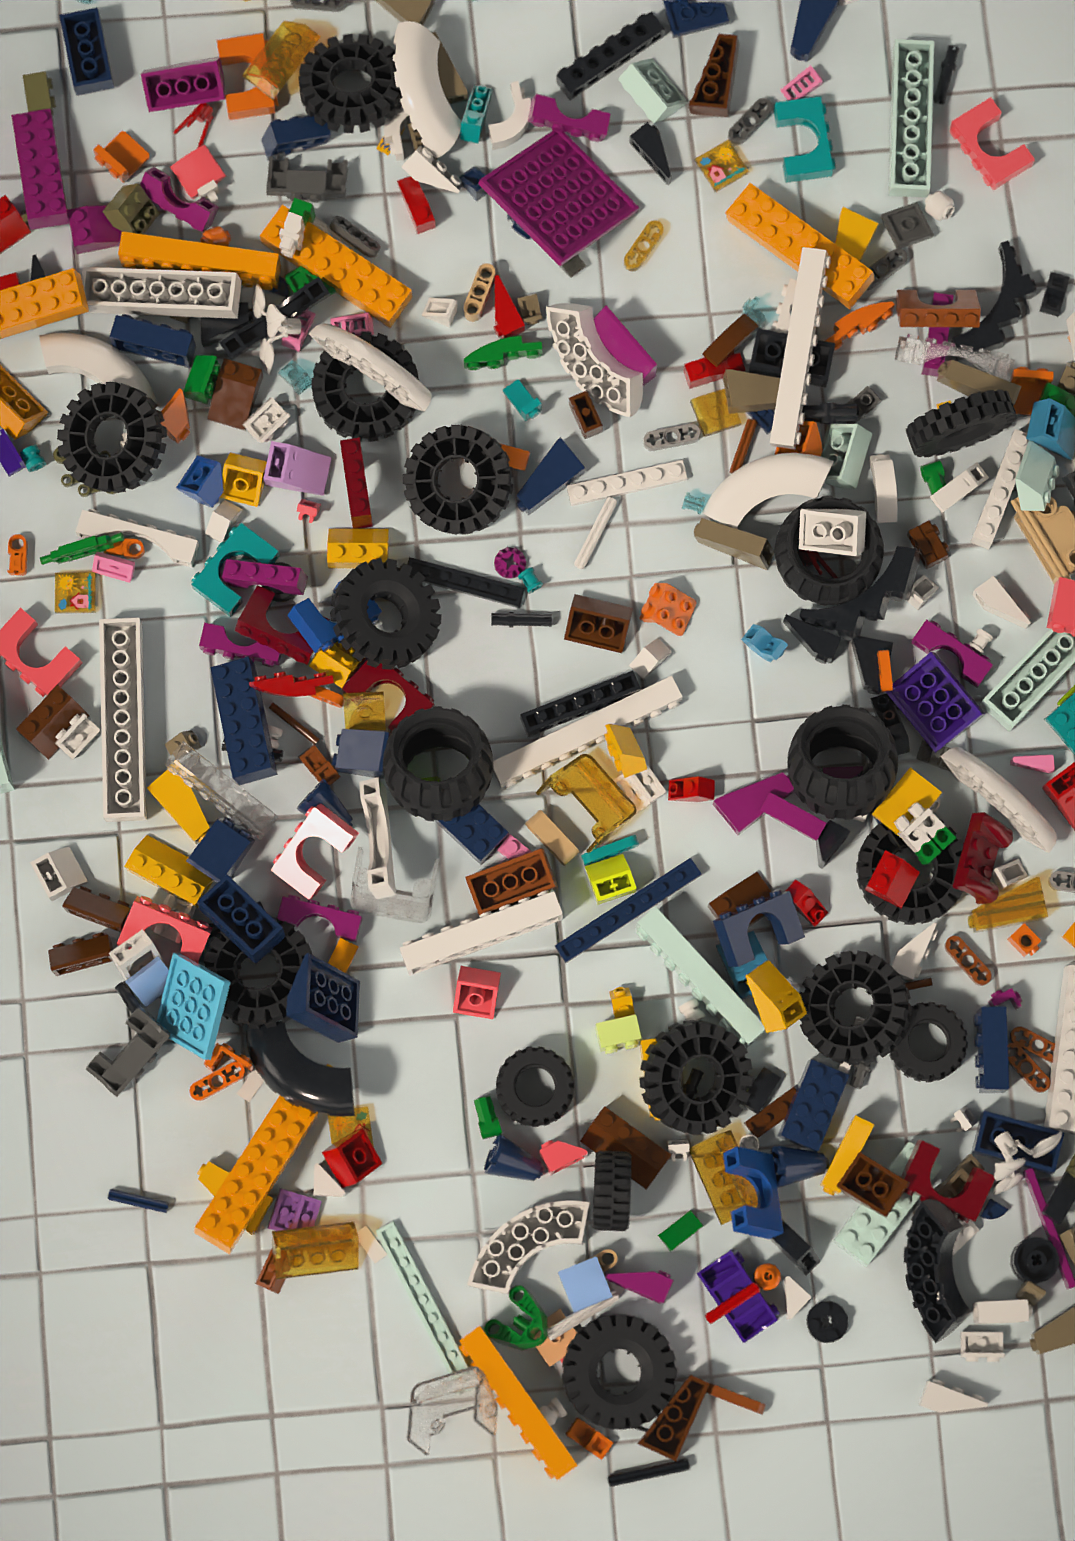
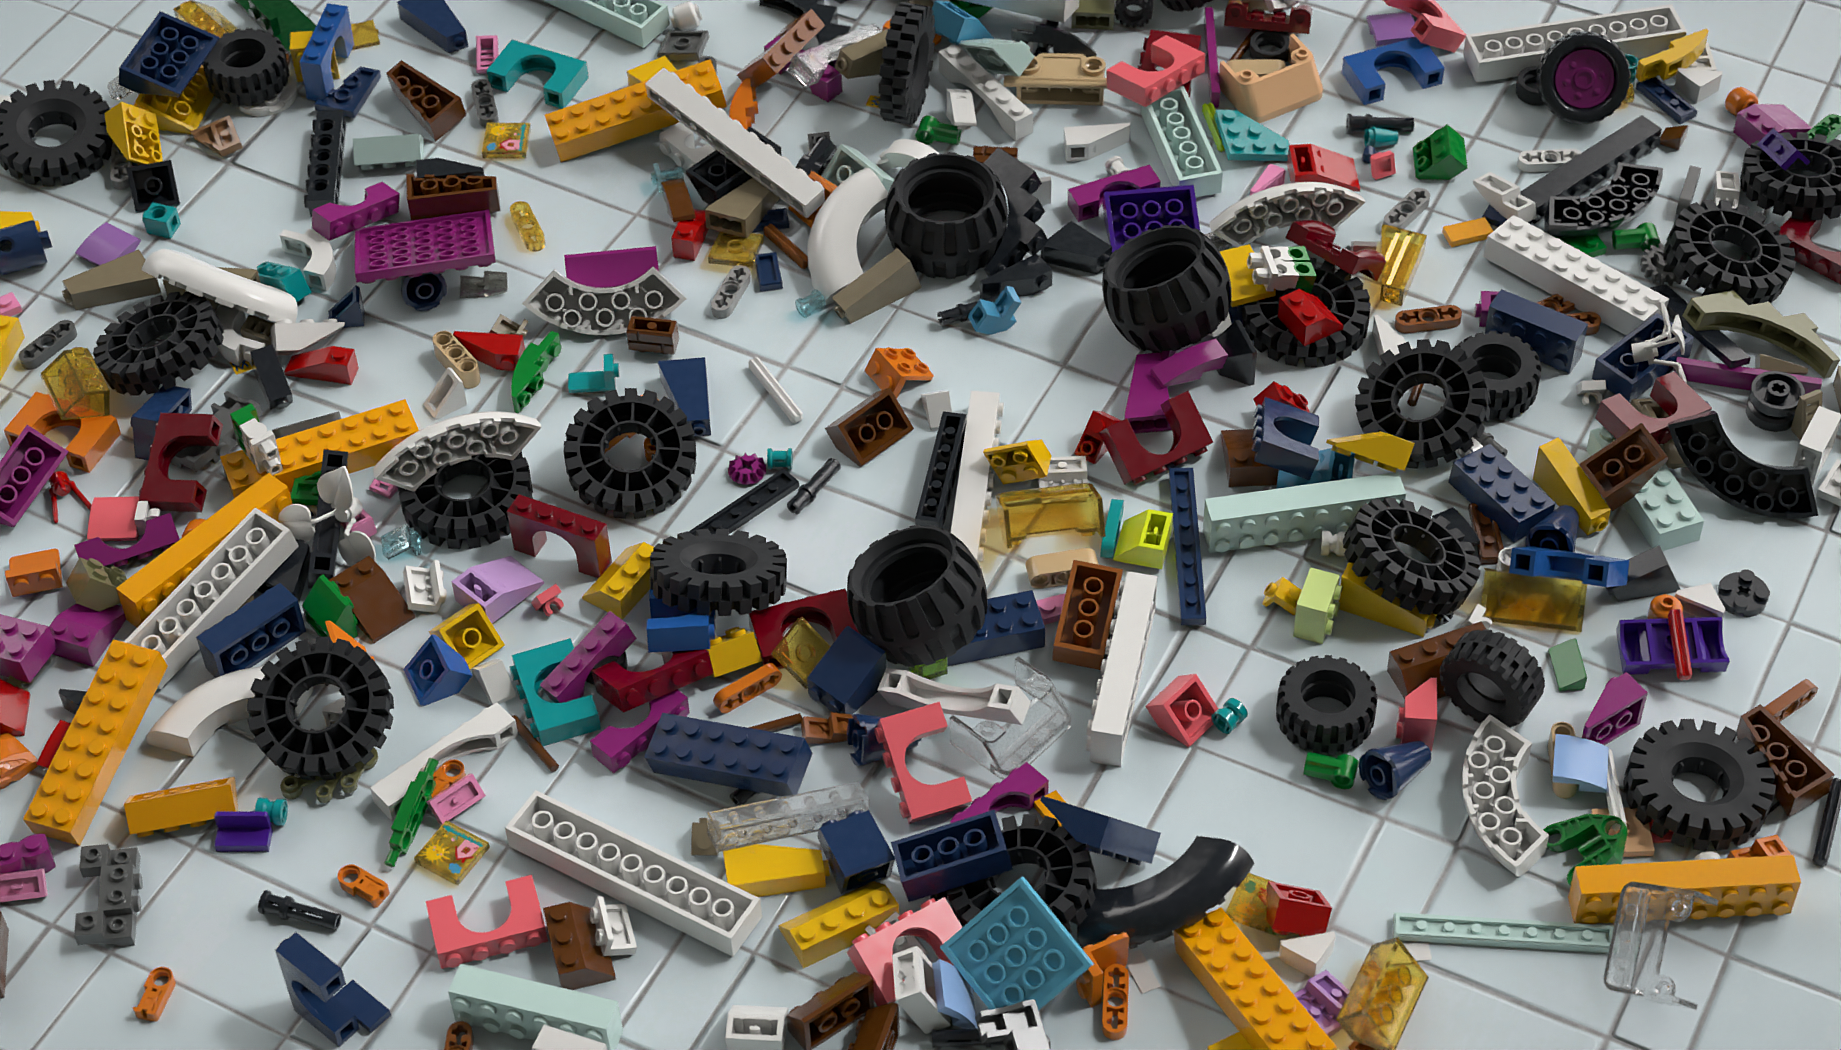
camera: 55 degrees left, 30 degrees down
(188, 587) = (535, 745): none -> reddish brown bar
(235, 183) = (172, 435): none -> dark red arch
(285, 686) = (725, 688): red slope -> none
(378, 181) = (271, 377): none -> black slope
(485, 1025) = (1227, 717): none -> teal wheel
(626, 483) = (745, 345): white plate -> none
(629, 171) = (451, 196): none -> reddish brown wedge
(680, 835) = (1135, 462): none -> dark red arch
(710, 450) = (768, 272): none -> dark blue tile
(756, 618) = (960, 312): none -> black pin
(832, 531) = (935, 181): white slope -> none
(885, 670) = (1094, 231): orange piece -> none
(1024, 931) = (1437, 267): orange brick -> none

